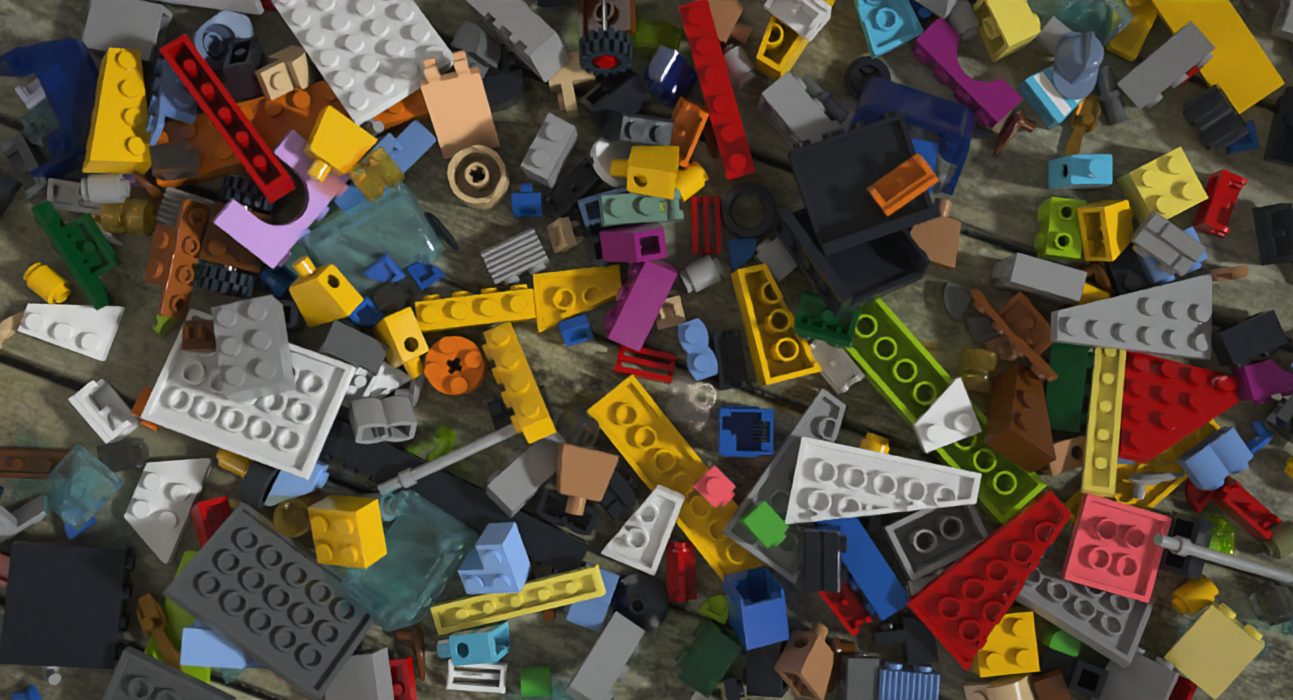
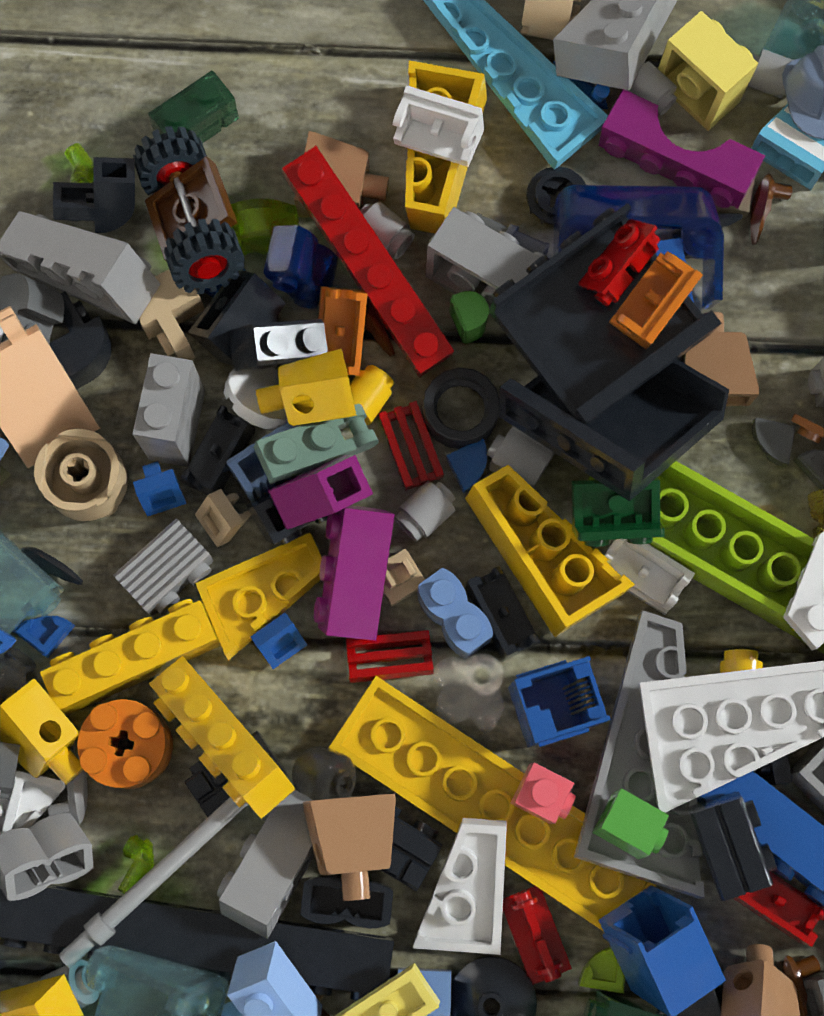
camera: 20 degrees left, 10 degrees down
(776, 147) = (469, 314): none -> bright green brick
(898, 142) = (631, 247): none -> red hinge

